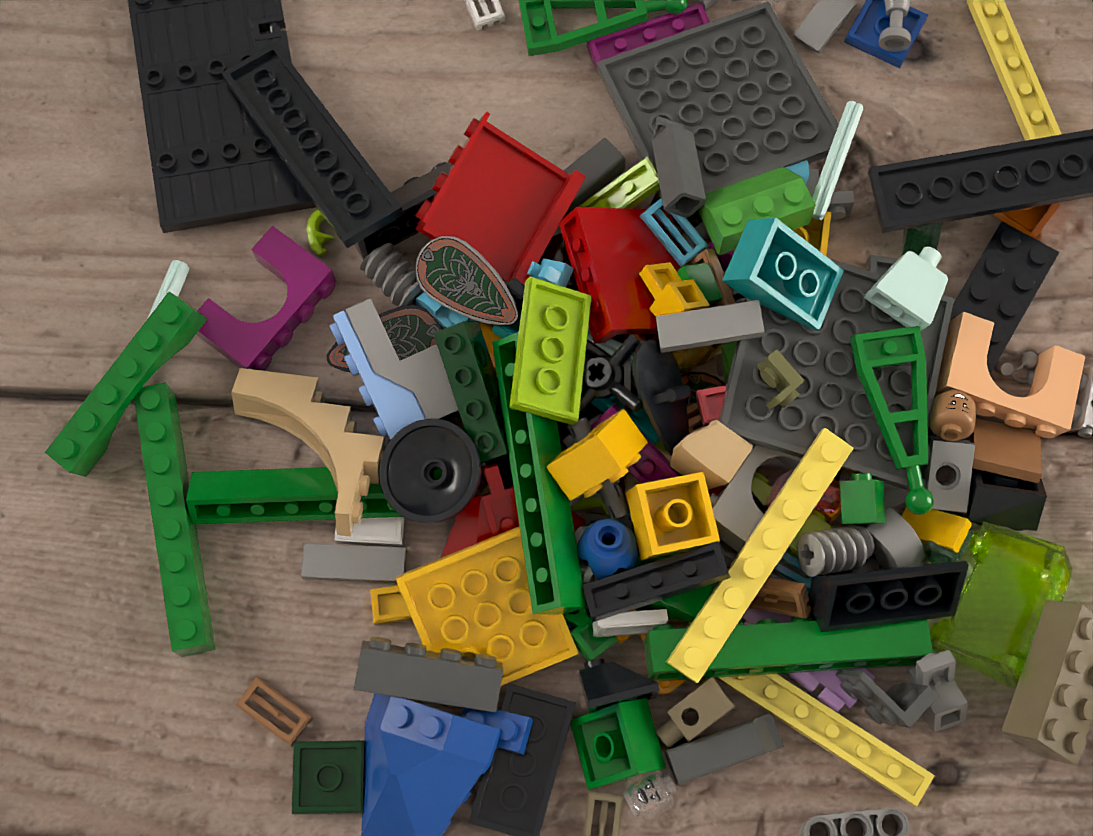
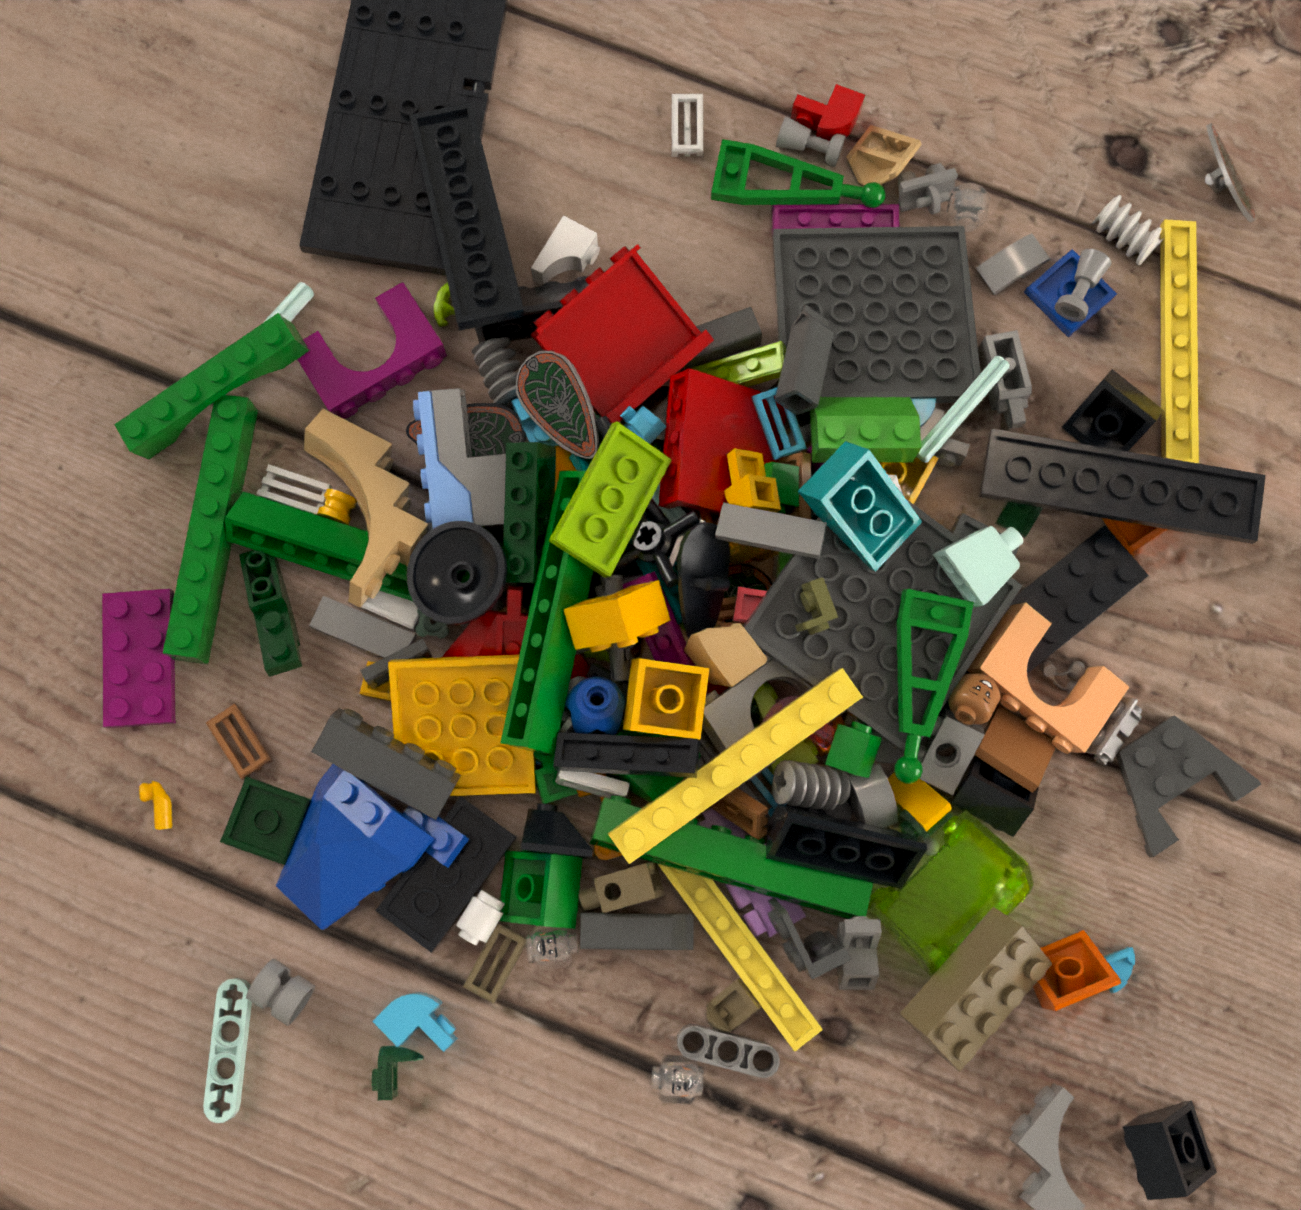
camera: 15 degrees right, 5 degrees up
(144, 670) = (135, 670): none -> magenta plate
(211, 455) = (269, 482): none -> white tile
(219, 796) = (161, 802): none -> yellow arm
(260, 576) = (271, 611): none -> dark green slope
(286, 453) = (337, 506): none -> yellow wheel
(389, 591) = (378, 672): none -> dark grey tile
(413, 145) = (567, 249): none -> white arch
(413, 538) = (426, 628): none -> sand green plate
(571, 792) = (480, 918): none -> white brick
(841, 787) = (731, 1007): none -> dark tan plate
(873, 127) = (1014, 387): none -> light grey hinge
(969, 120) = (1113, 415): none -> black slope

